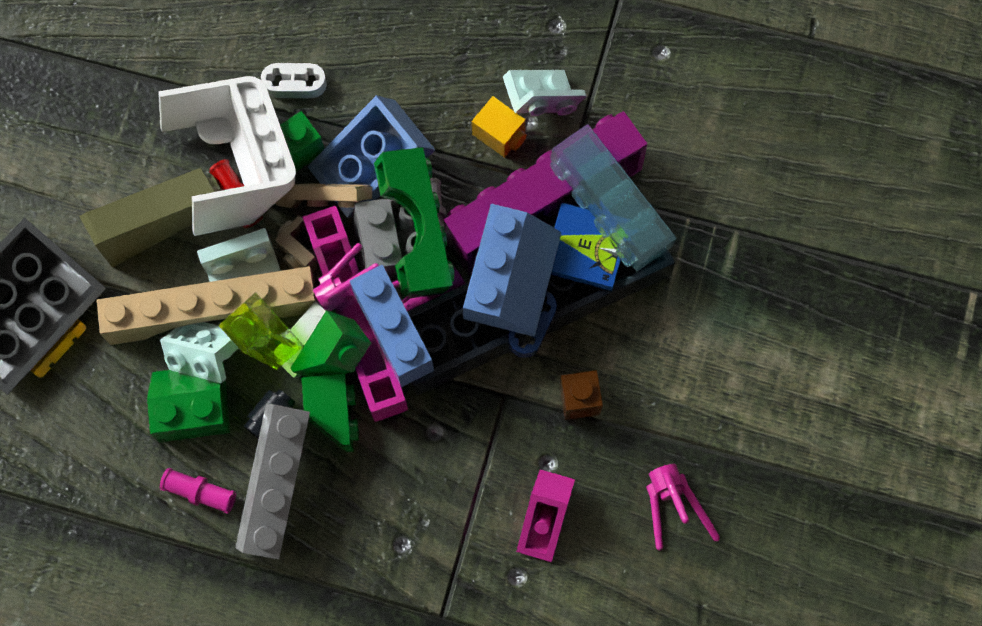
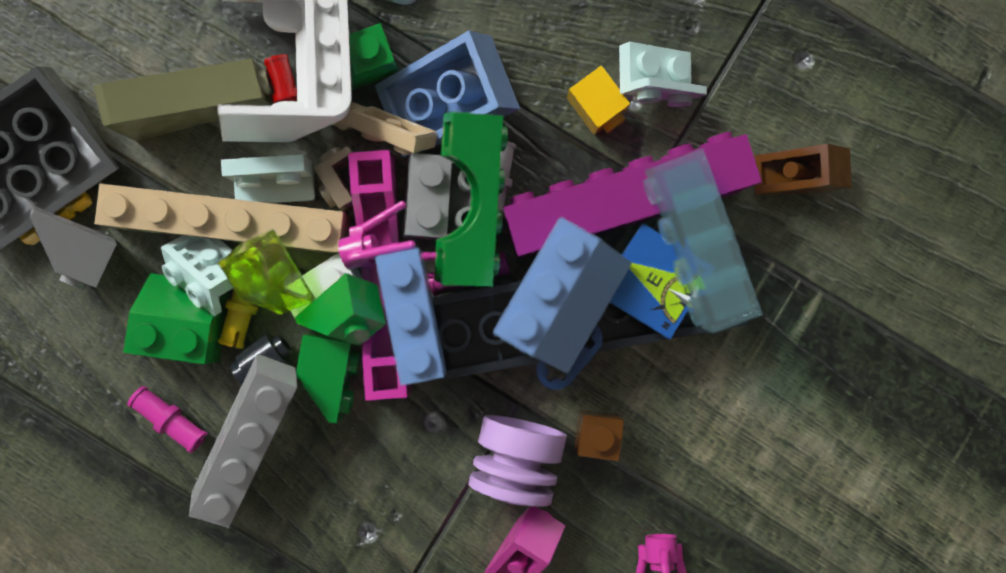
camera: 15 degrees right, 15 degrees up
(82, 362) = (72, 248): none -> light grey slope
(239, 381) = (236, 321): none -> yellow pin
(515, 423) = (515, 469): none -> lavender wheel
(686, 135) = (804, 170): none -> reddish brown slope

